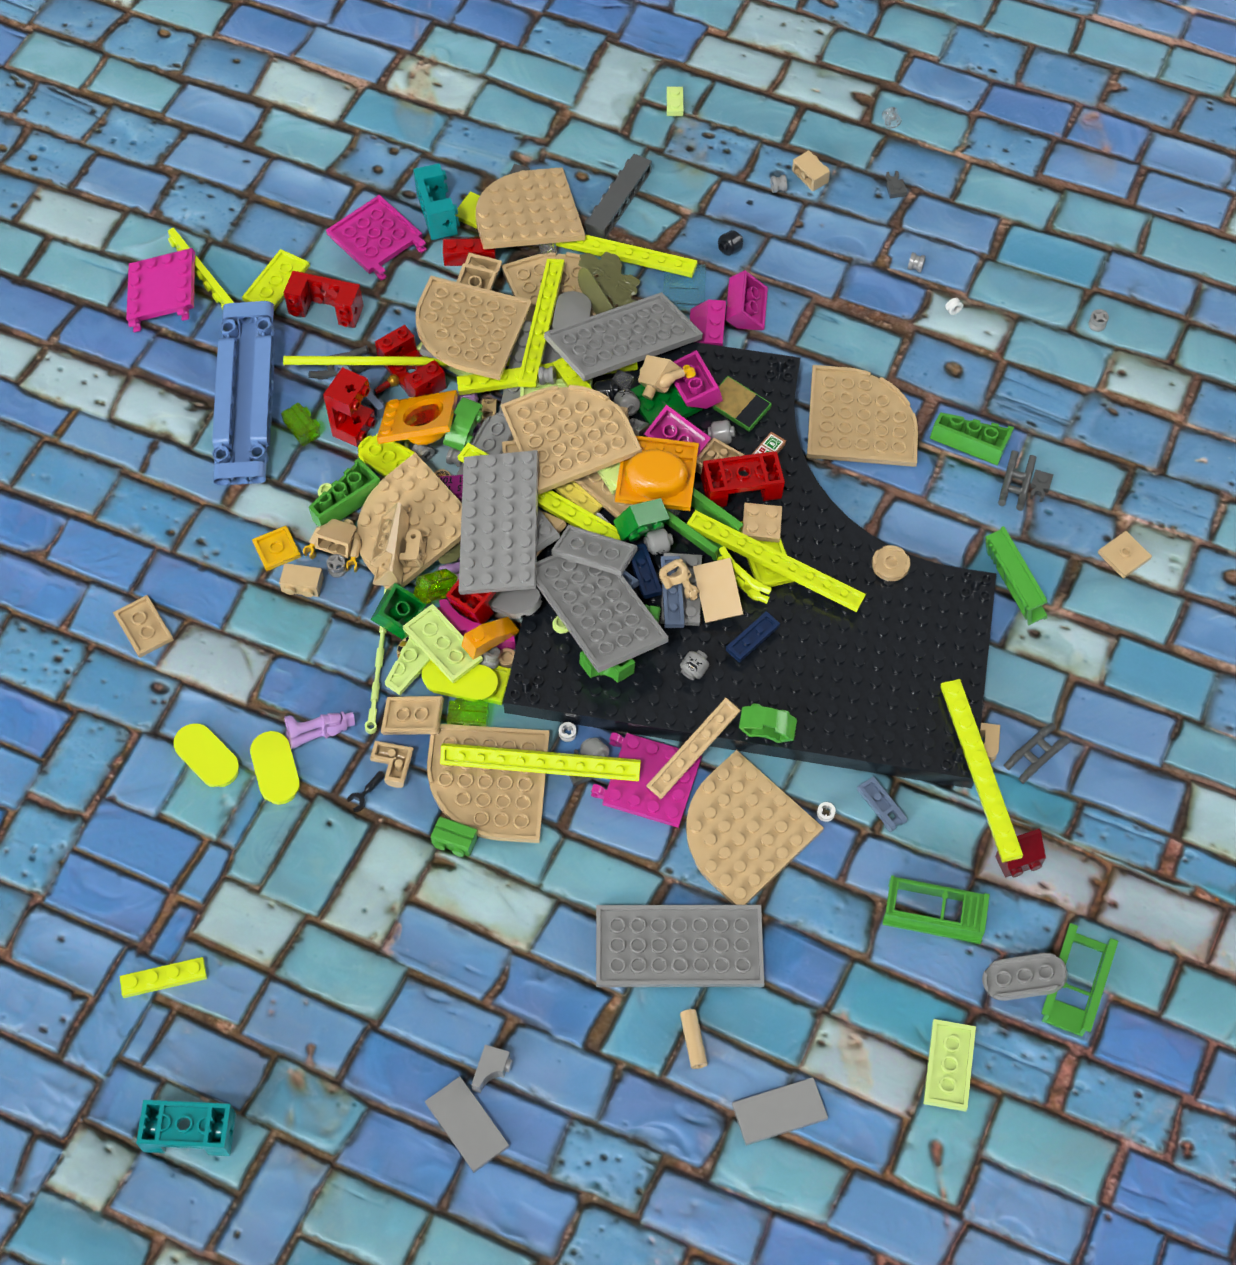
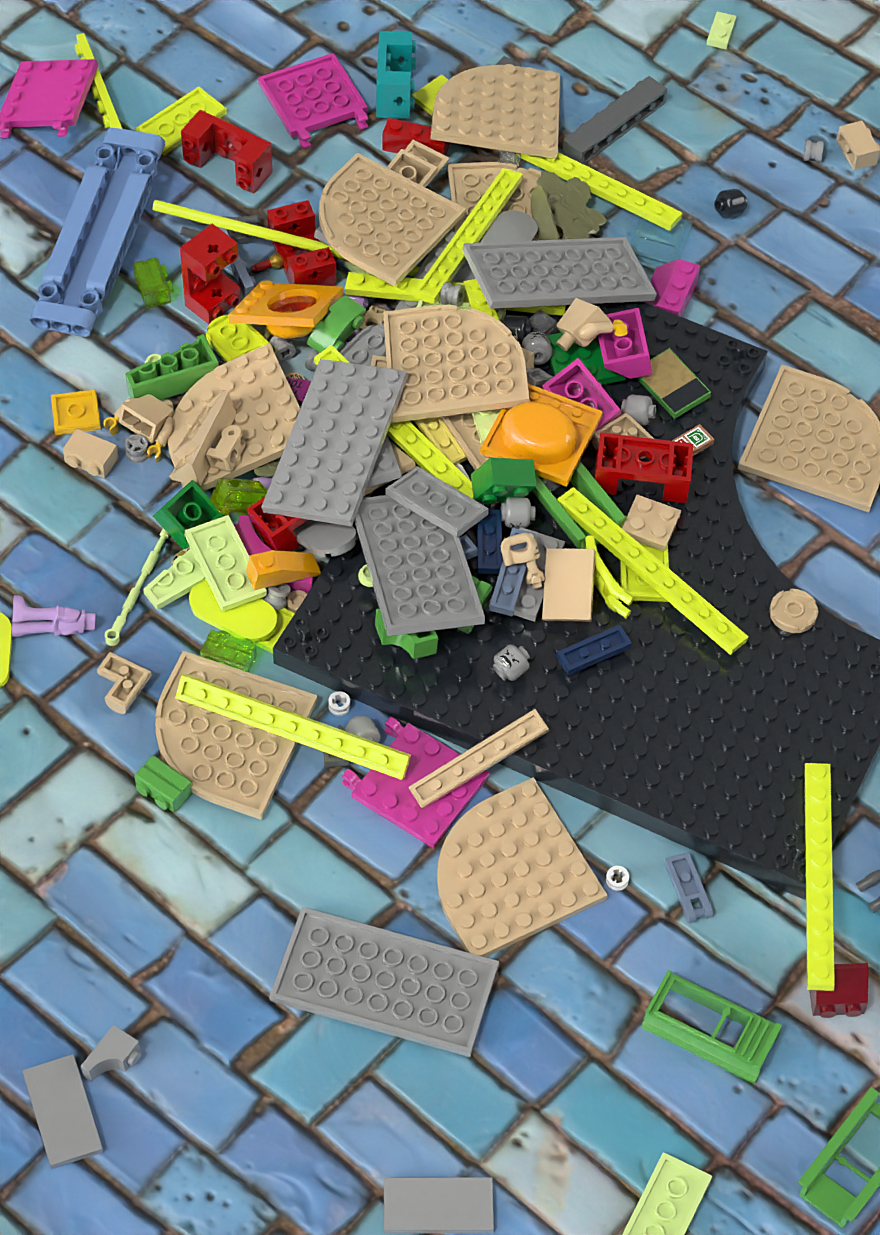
camera: 15 degrees right, 5 degrees down
(368, 788) = (84, 704): black piece -> none
(412, 715) = (164, 636): tan tile -> none
(693, 1039) = (363, 1092): tan piece -> none
(746, 302) = (726, 274): dark pink slope -> none
(768, 723) = (576, 752): bright green brick -> none
(991, 736) = (845, 857): tan leg -> none
(1025, 976) = (793, 1134): light grey tile -> none

